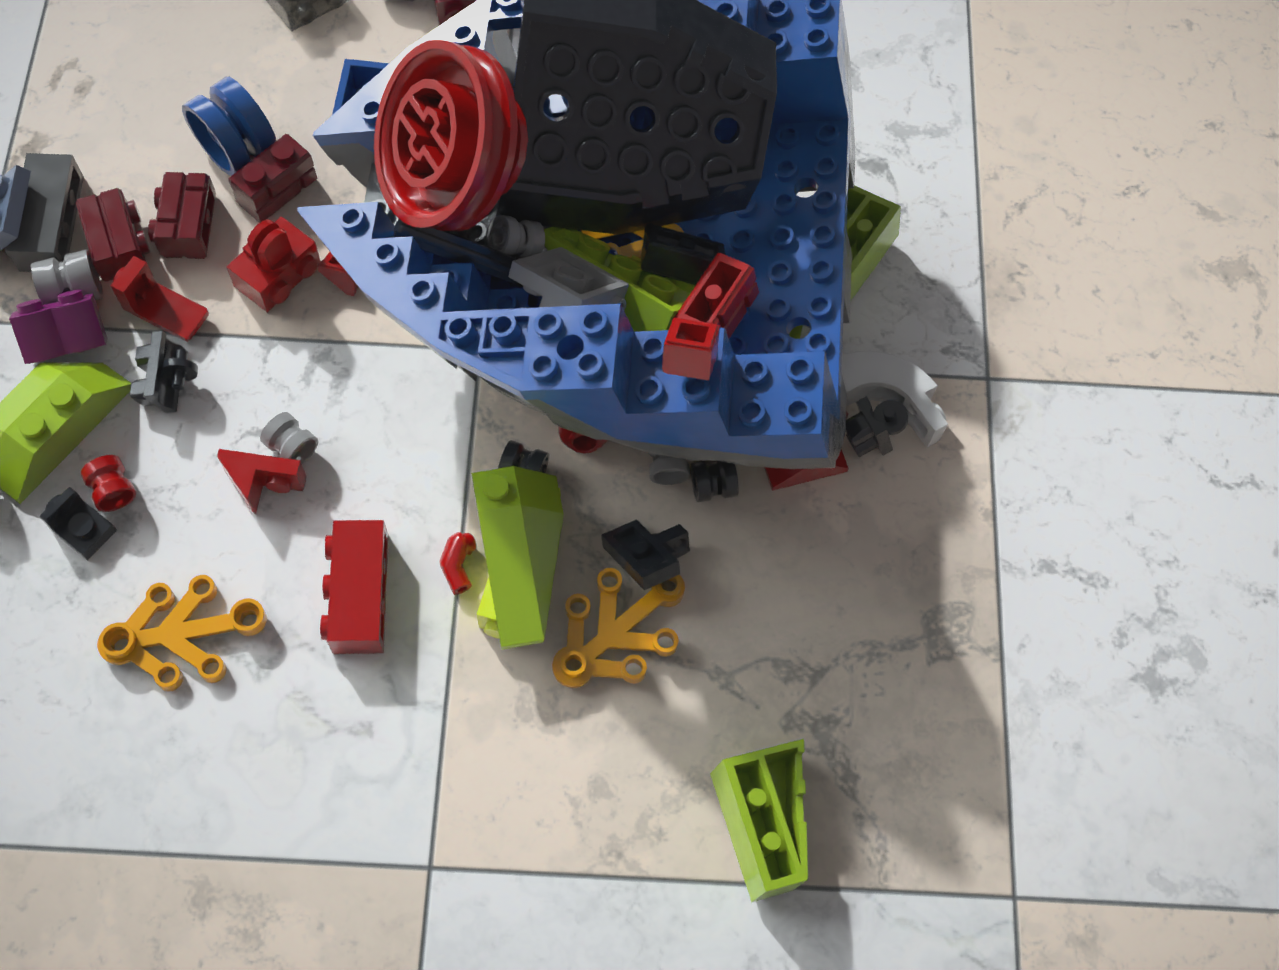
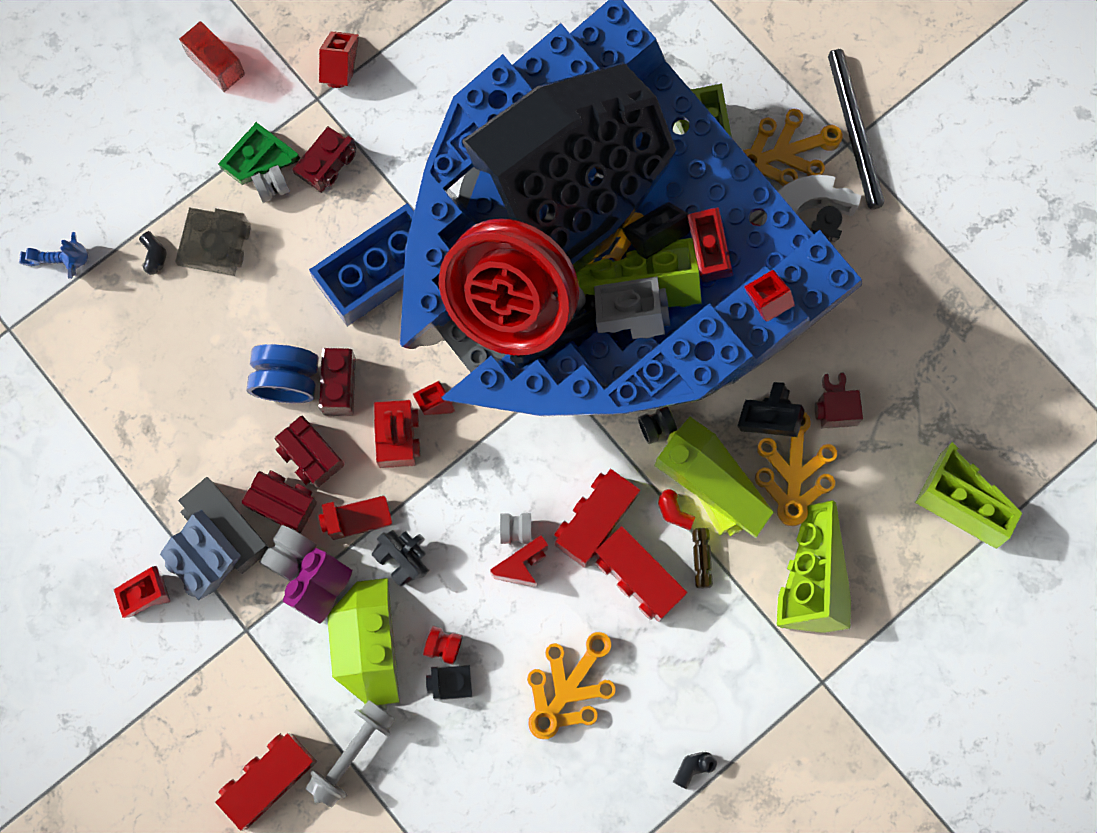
camera: 40 degrees left, 10 degrees up
(212, 821) = (692, 765): none -> black arm
(390, 493) = (596, 517): none -> red brick
(436, 630) = (702, 558): none -> dark brown axle
(519, 766) = (818, 584): none -> lime wedge
(724, 605) = (838, 406): none -> dark red brick
(914, 329) = (786, 152): none -> light orange plant
(1008, 370) = (856, 129): none -> black axle

